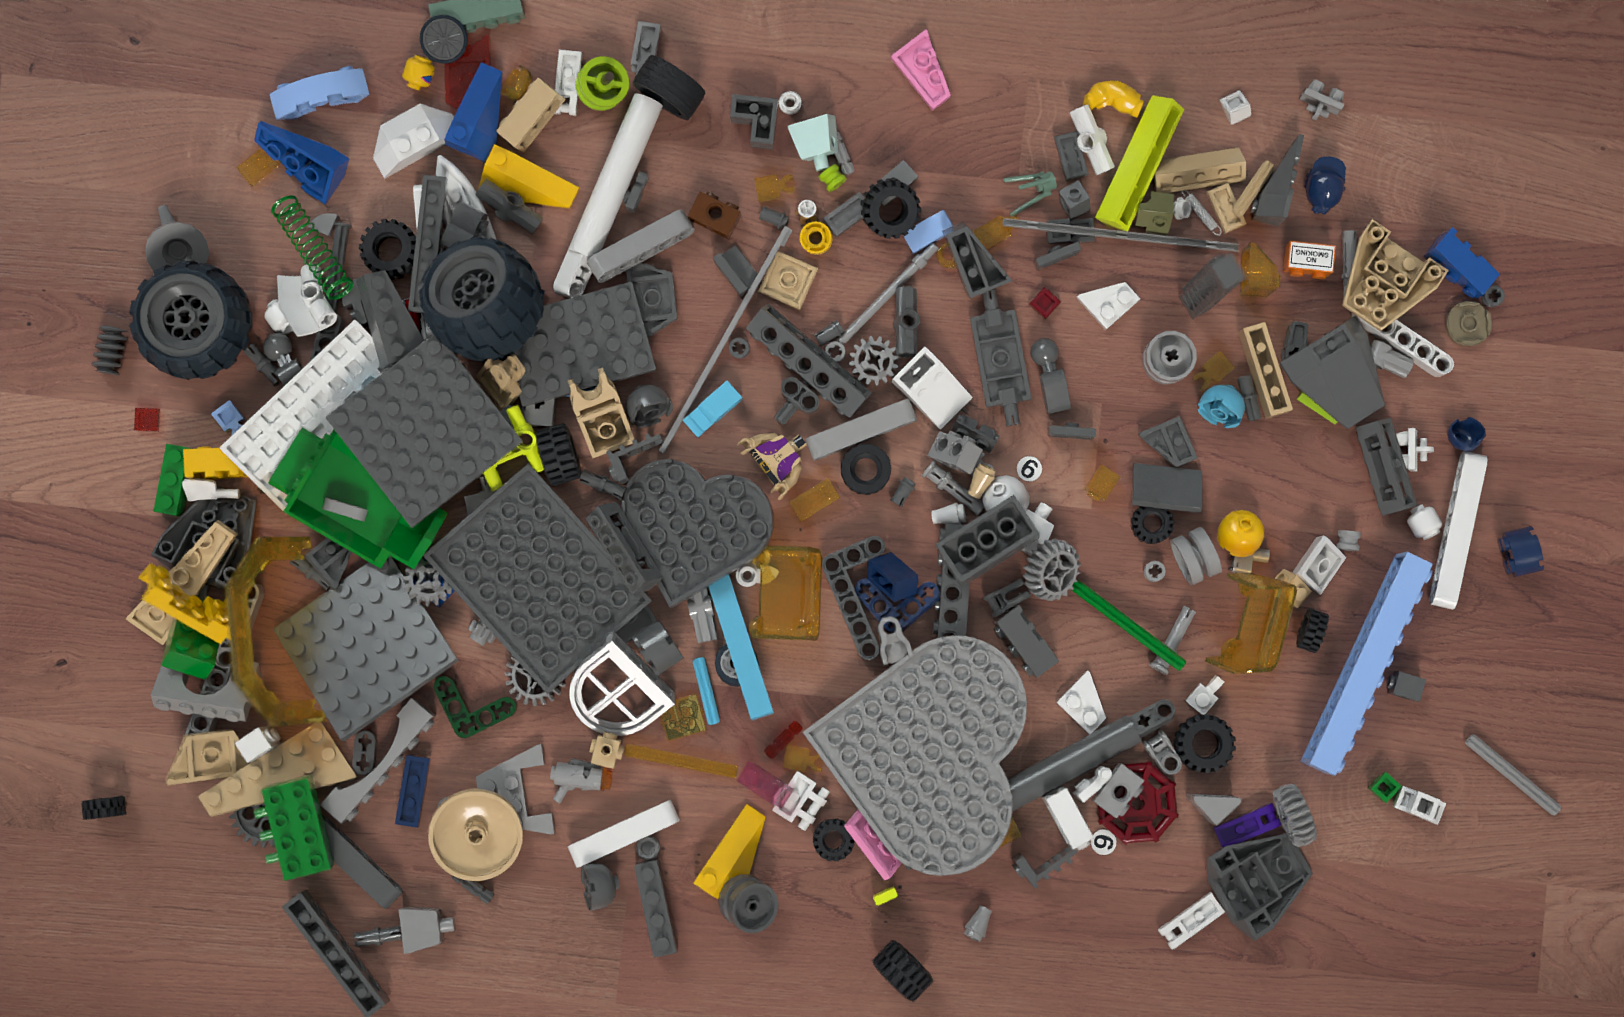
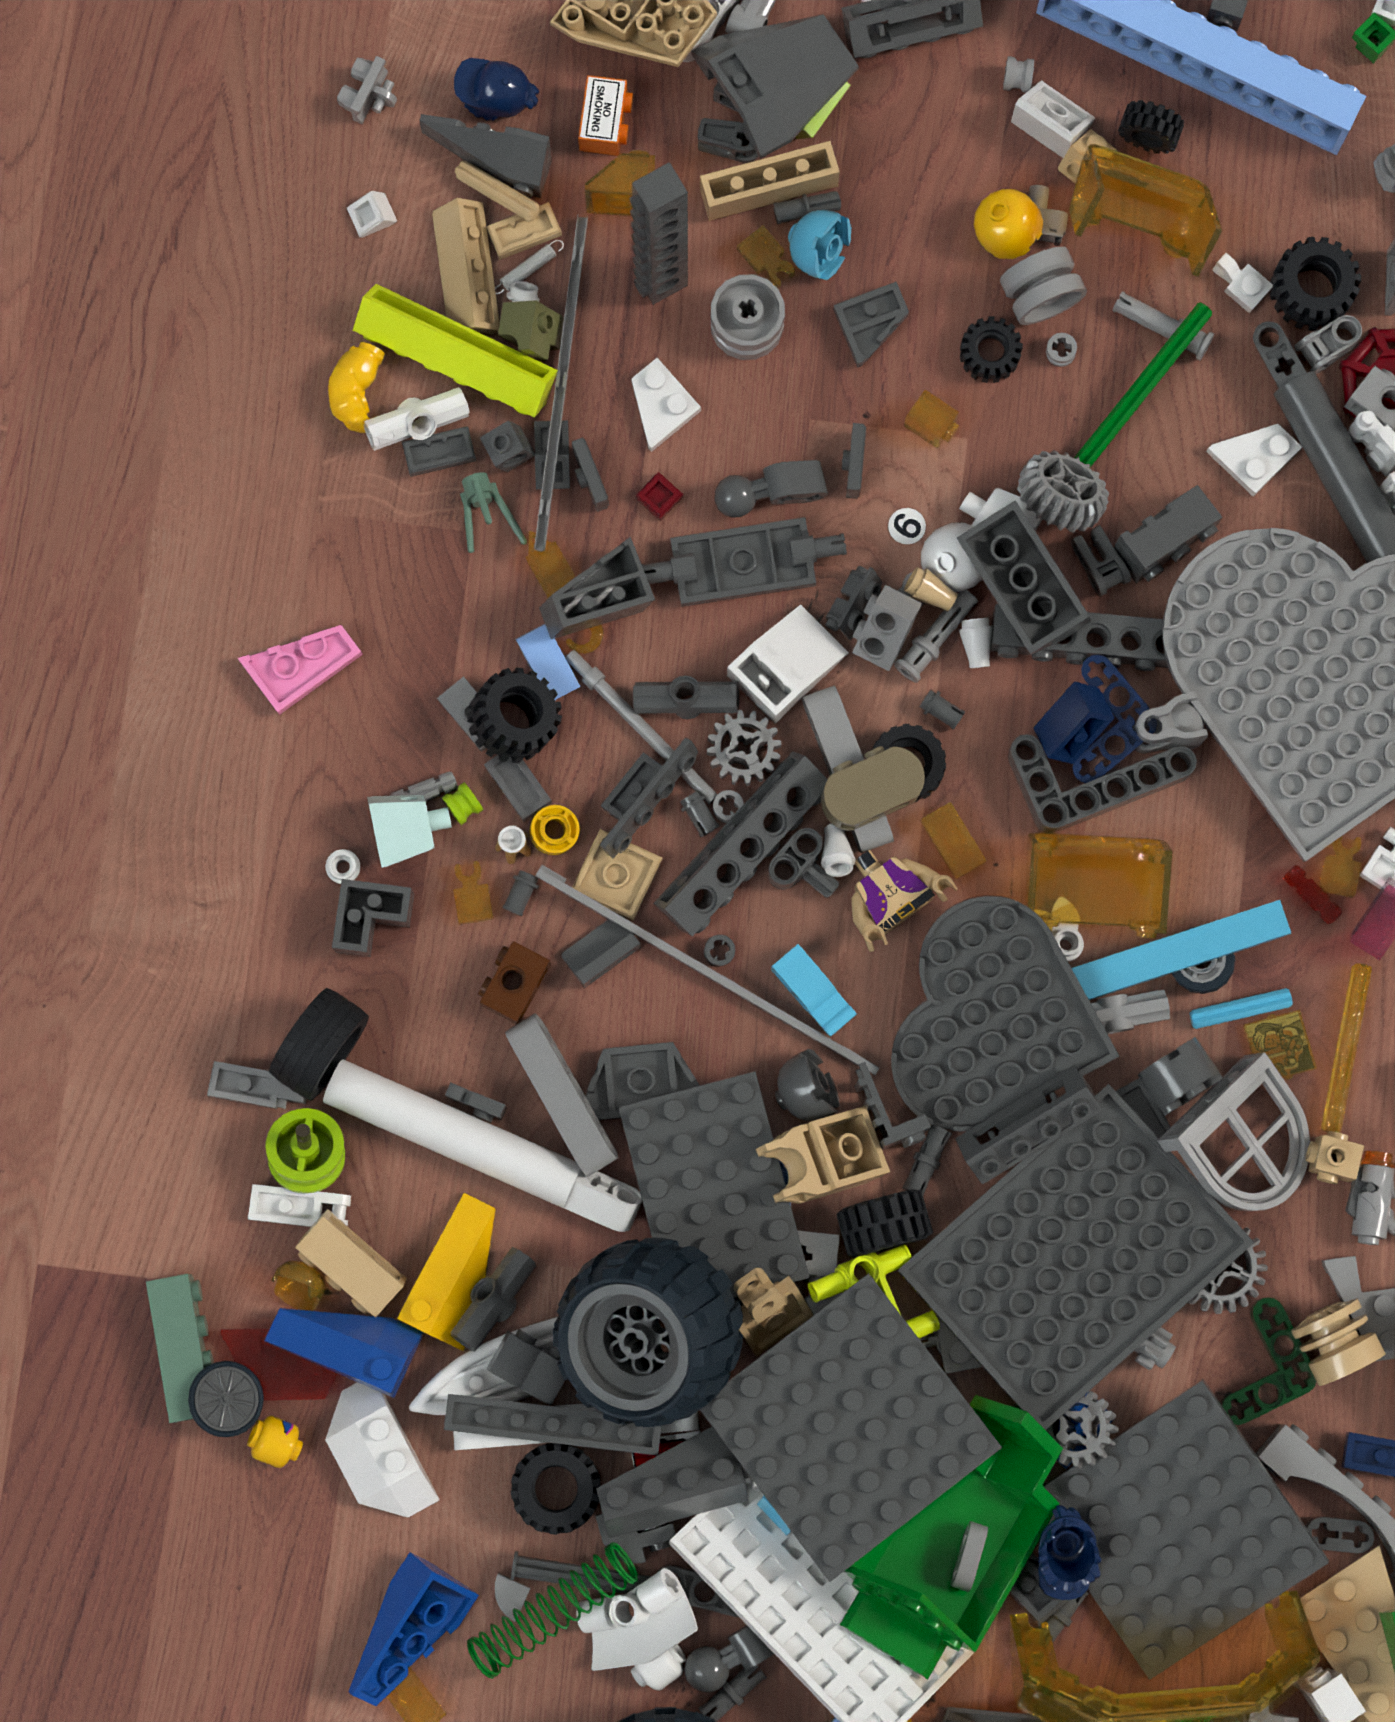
camera: 90 degrees left, 5 degrees down
(303, 96) = (303, 1603): light blue brick -> none
(346, 572) = (1067, 1555): none -> dark blue hair
(488, 749) = (1338, 1342): none -> tan wheel
(802, 422) = (837, 852): none -> white cone
(841, 293) = (640, 792): none -> dark grey bracket
(845, 442) = (872, 787): none -> dark tan brick
(1167, 487) = (940, 326): dark grey tile -> none
(1349, 248) = (606, 60): light grey pin -> none

